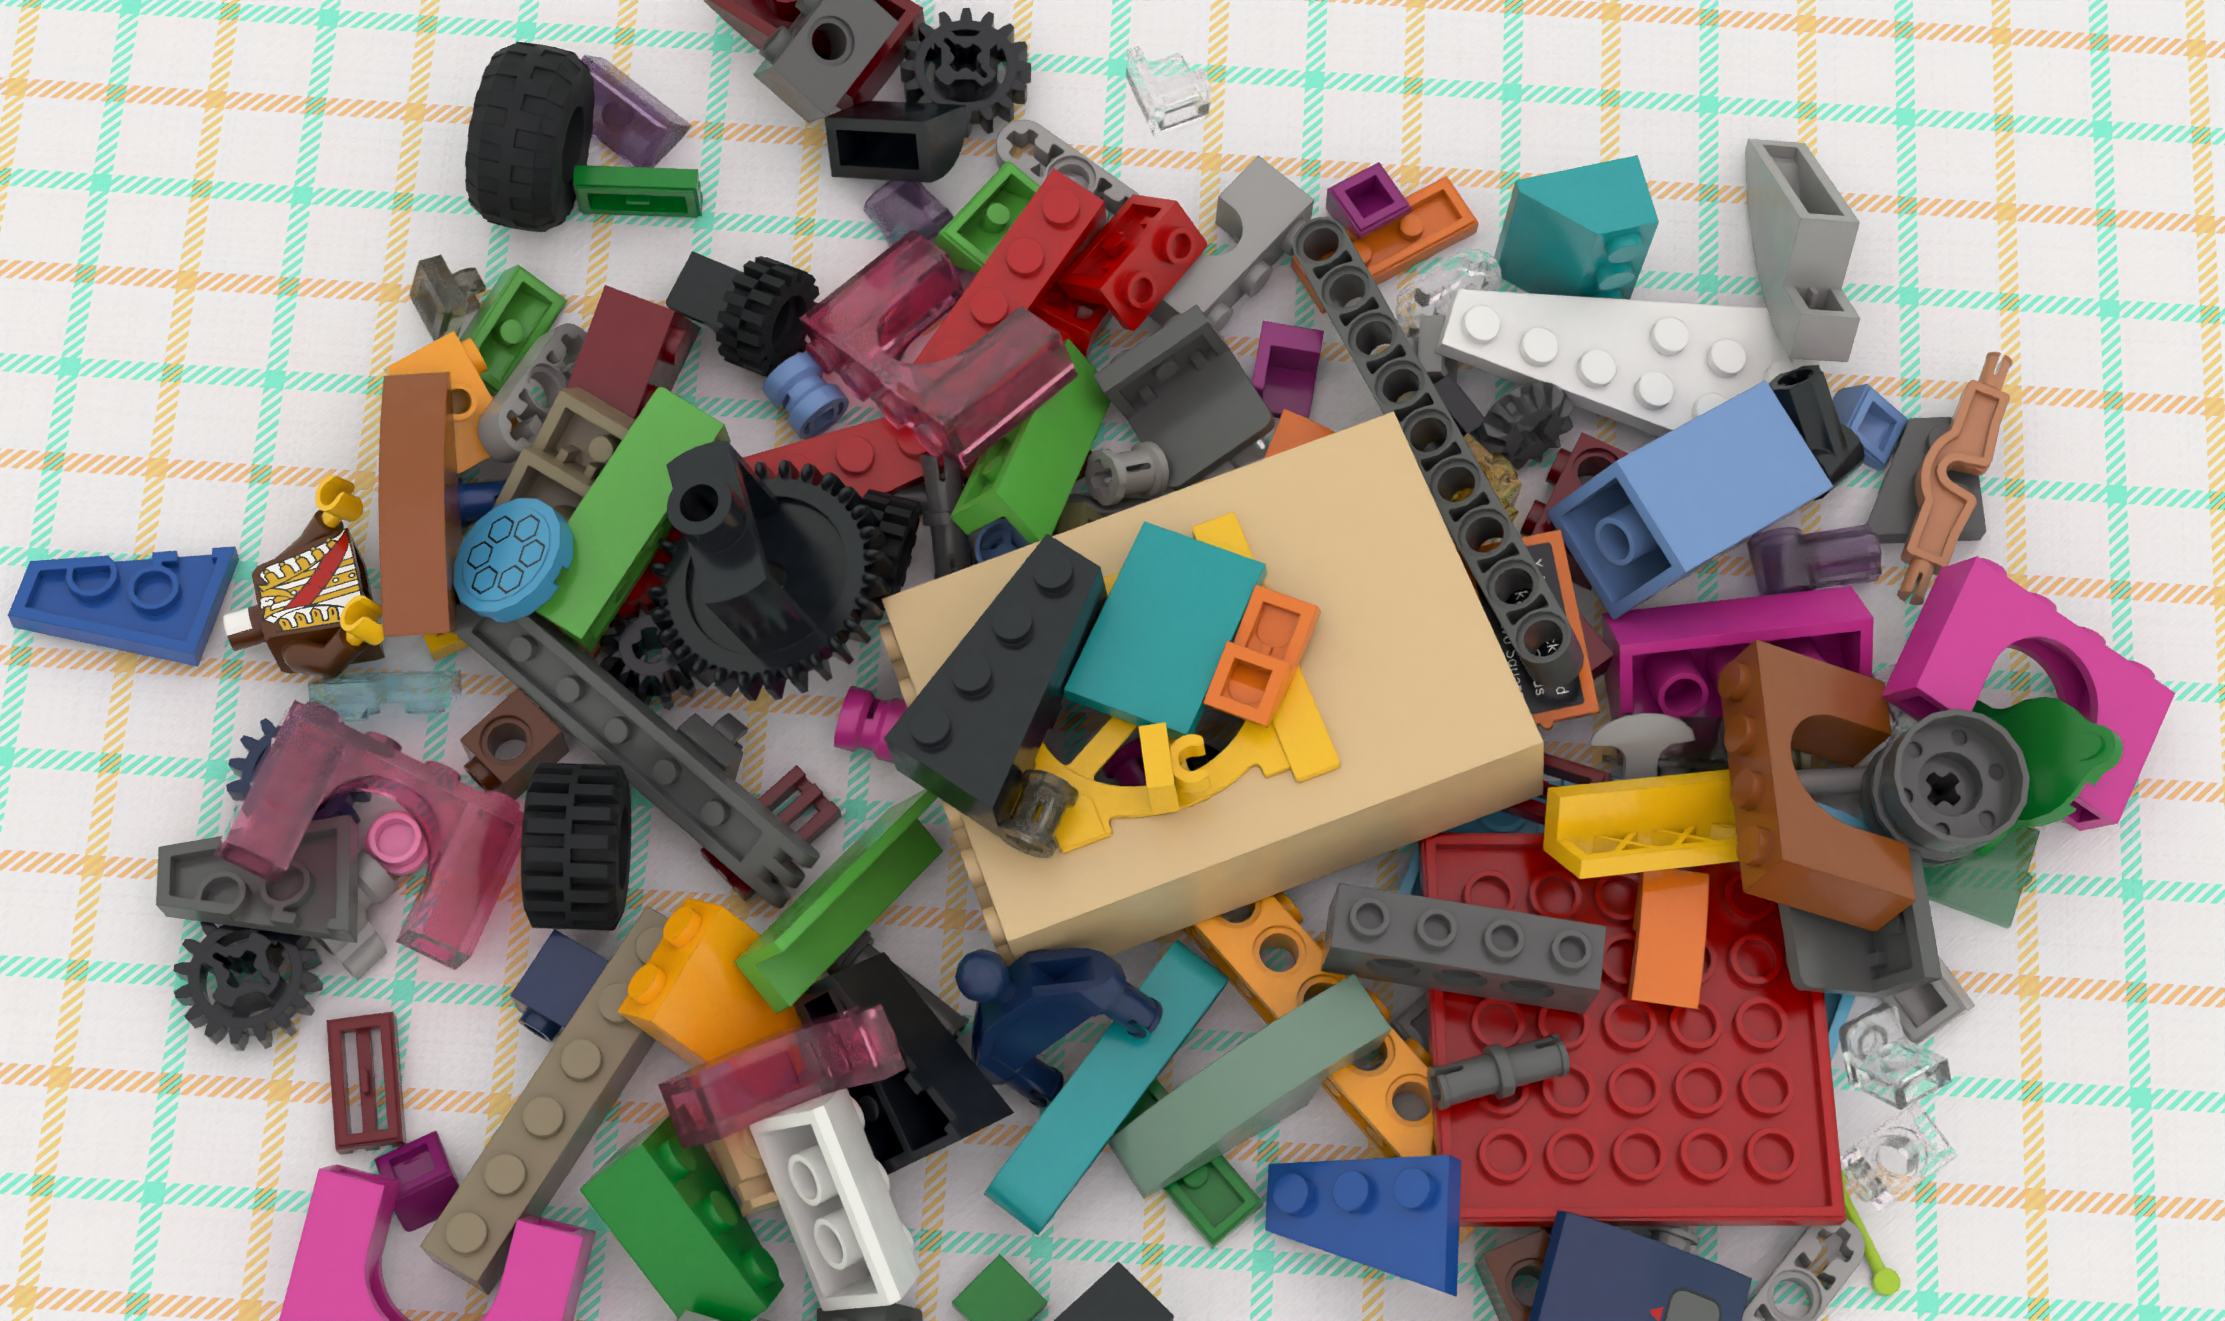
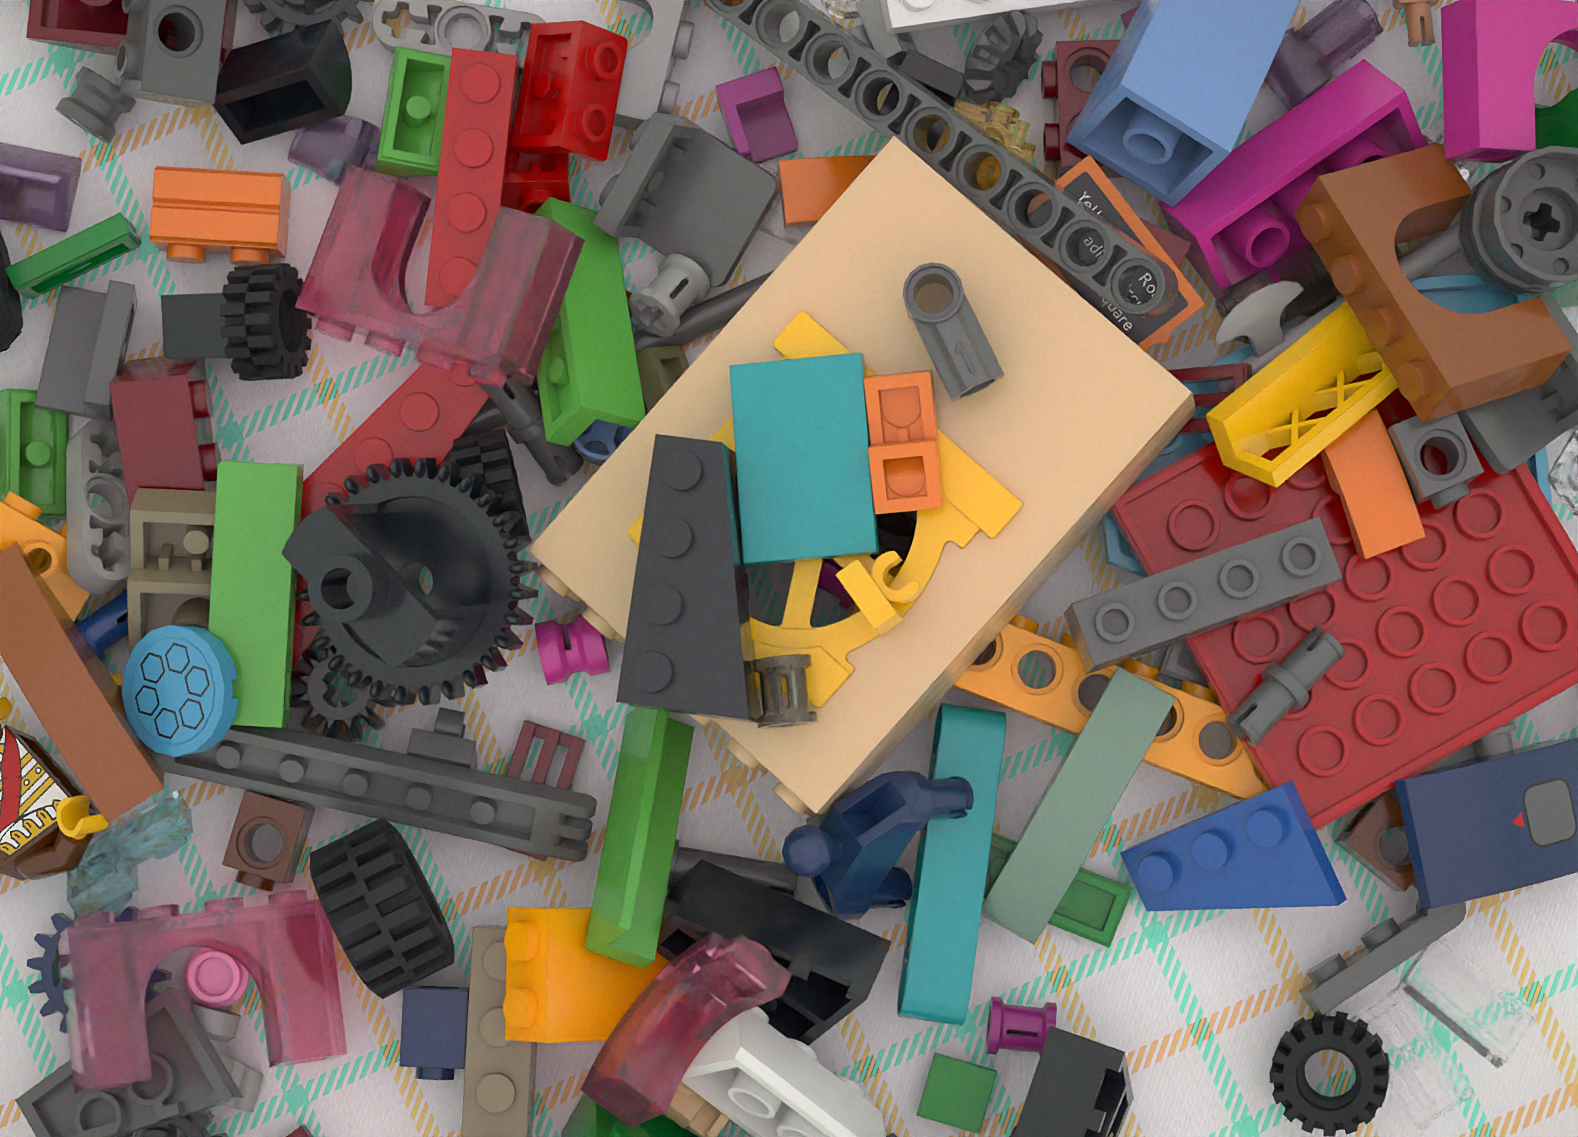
camera: 25 degrees left, 15 degrees up
(609, 256) = (86, 350): none -> dark grey panel
(728, 84) = (95, 105): none -> dark grey wheel
(780, 217) = (220, 214): none -> orange brick
(807, 397) = (342, 374): medium blue wheel -> none
(1079, 1251) = (1018, 1026): none -> magenta bush
(1354, 582) = (952, 336): none -> dark grey piece
(1755, 920) = (1451, 438): none -> dark grey brick

